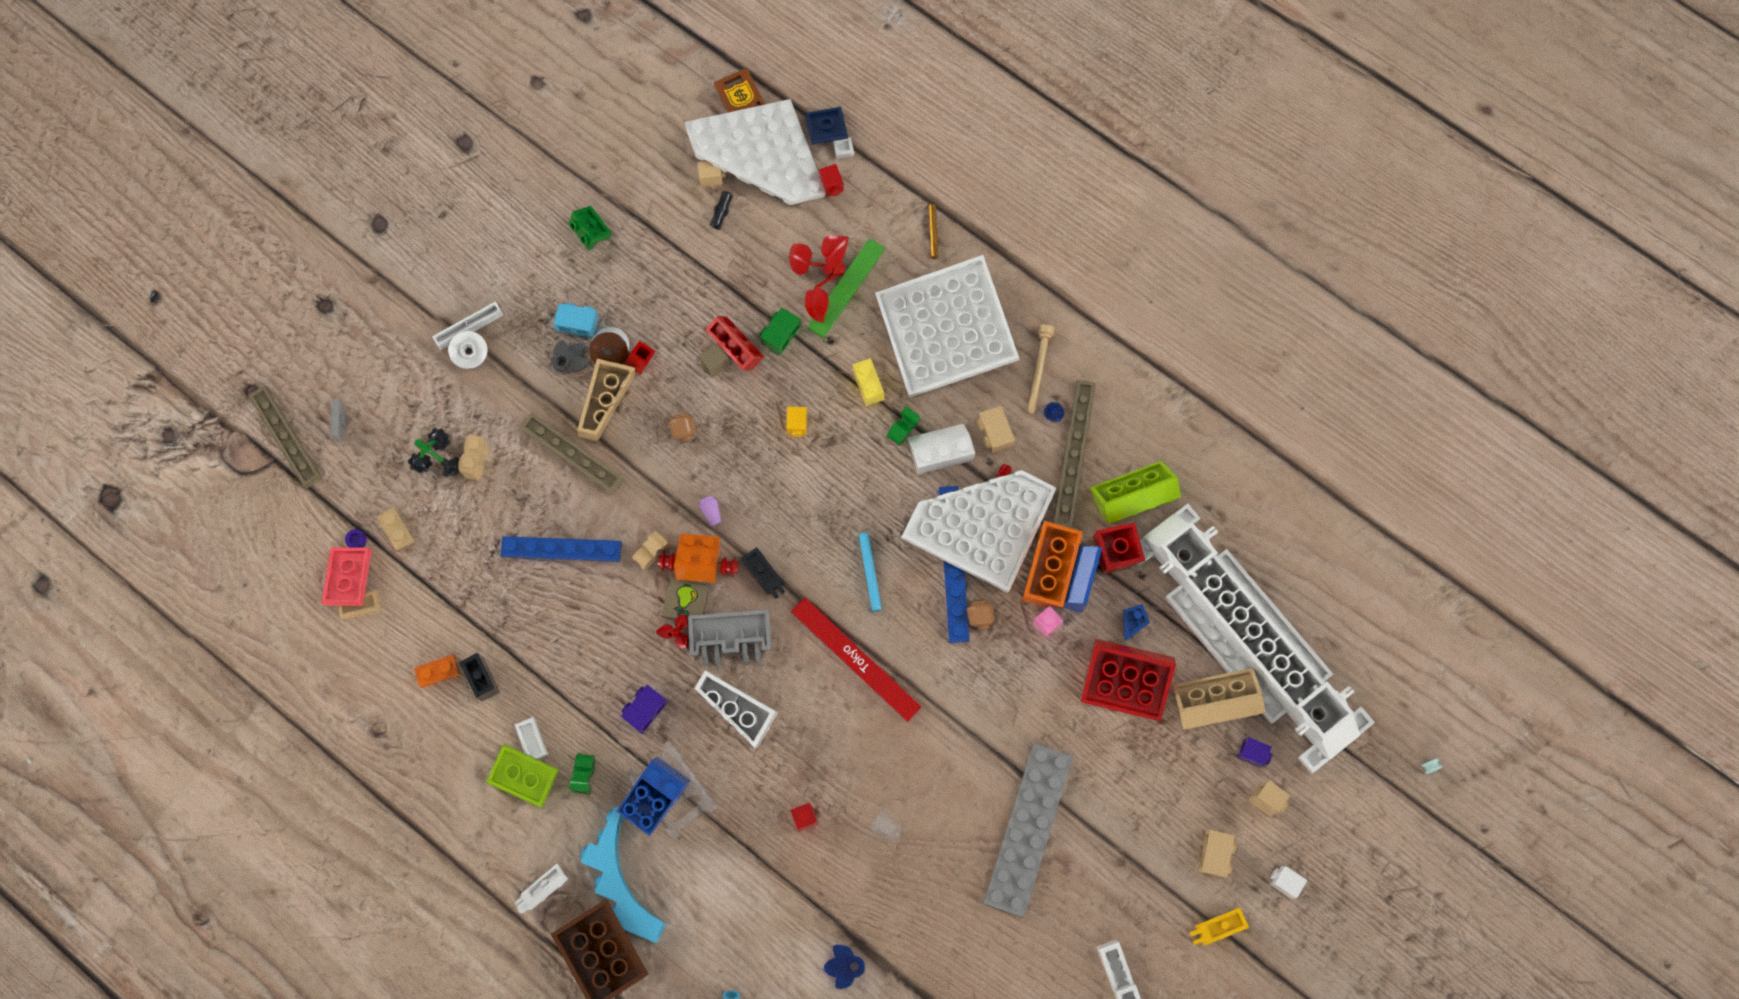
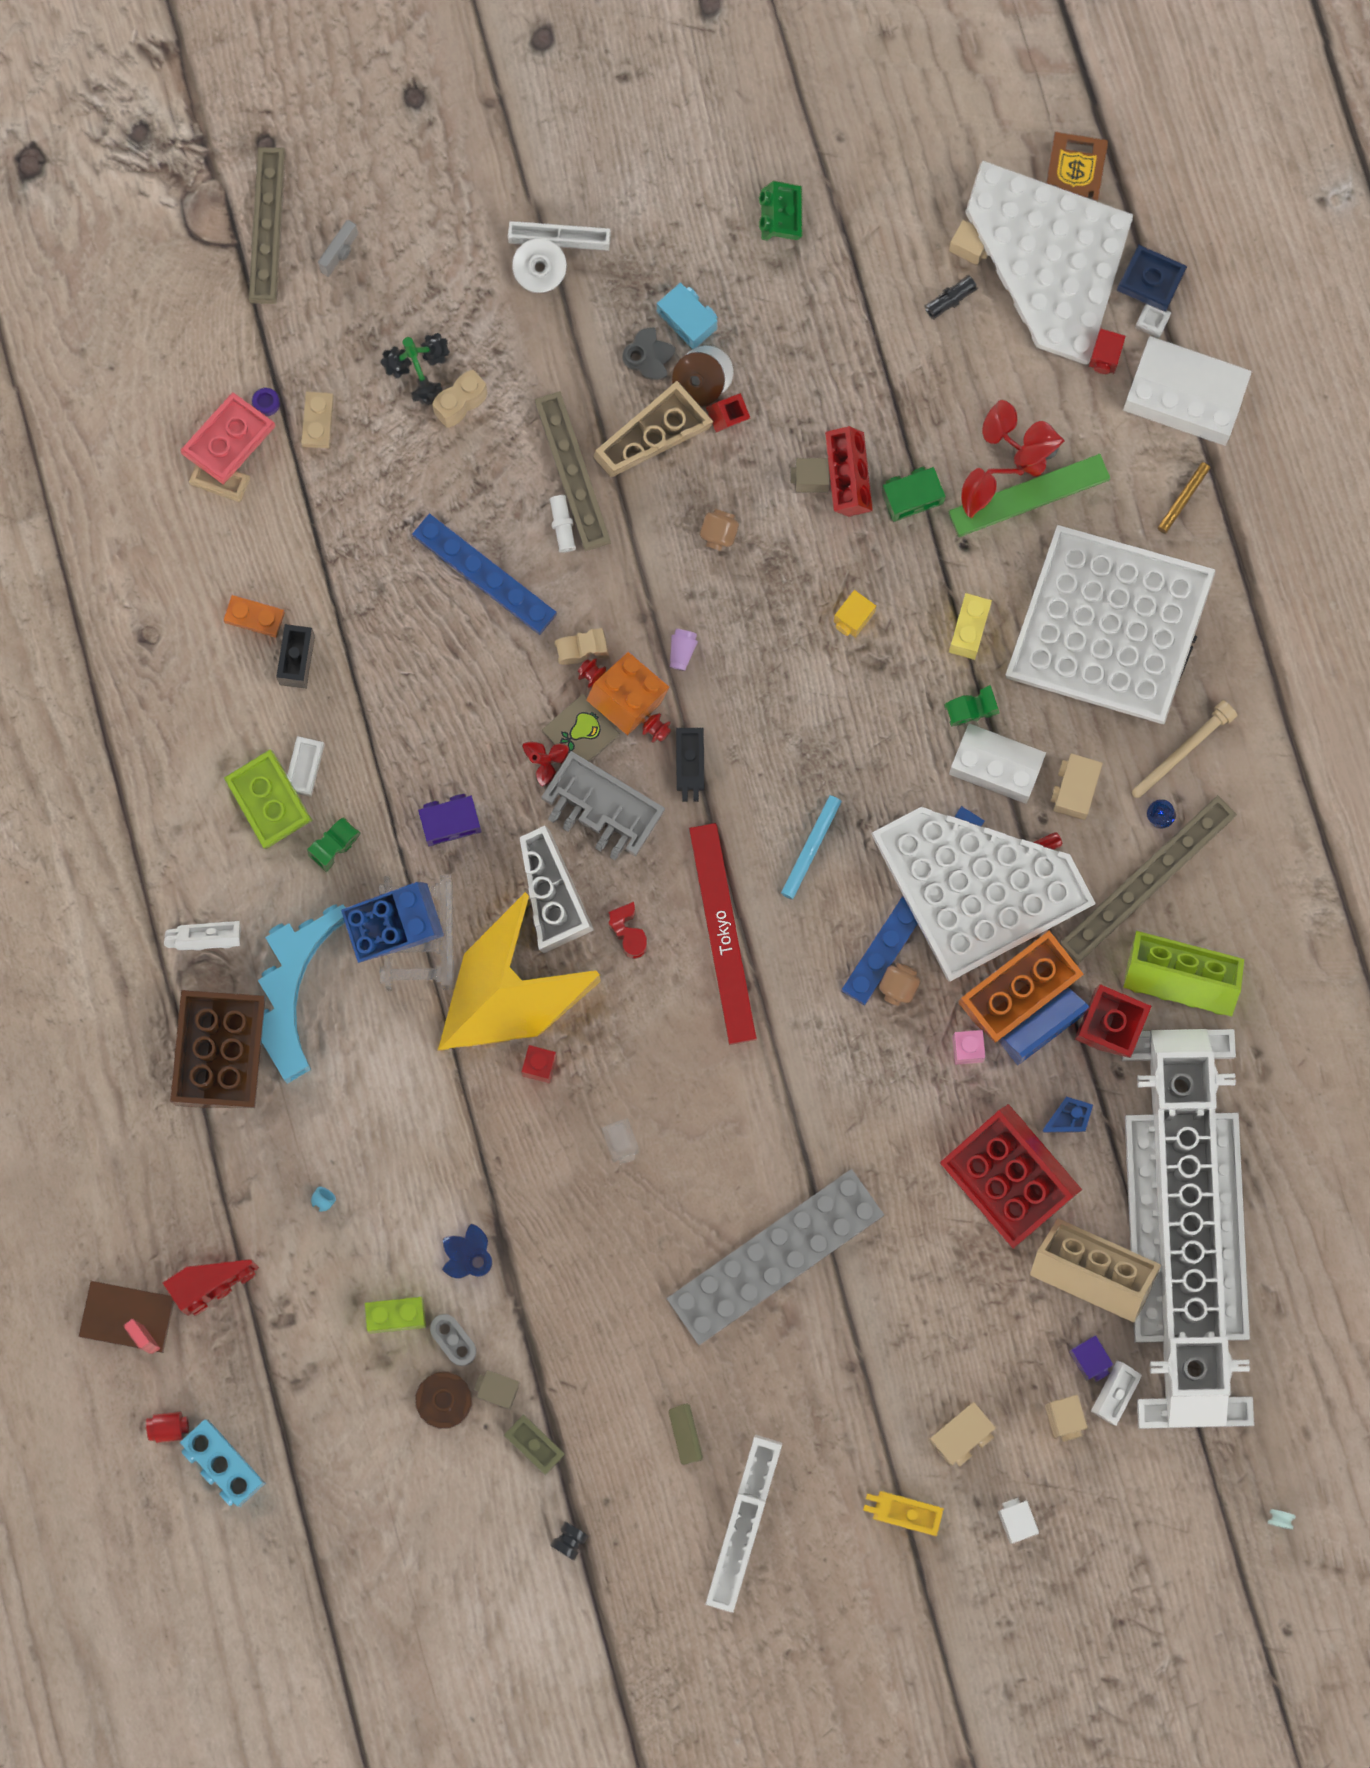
camera: 35 degrees right, 5 degrees up
(587, 487) = (562, 523): none -> white pin
(750, 798) = (491, 999): none -> yellow windscreen
(806, 700) = (633, 938): none -> red leg
(892, 173) = (1187, 390): none -> white slope
(1056, 978) = (685, 1434): none -> olive slope
(1284, 762) = (1116, 1393): none -> white plate

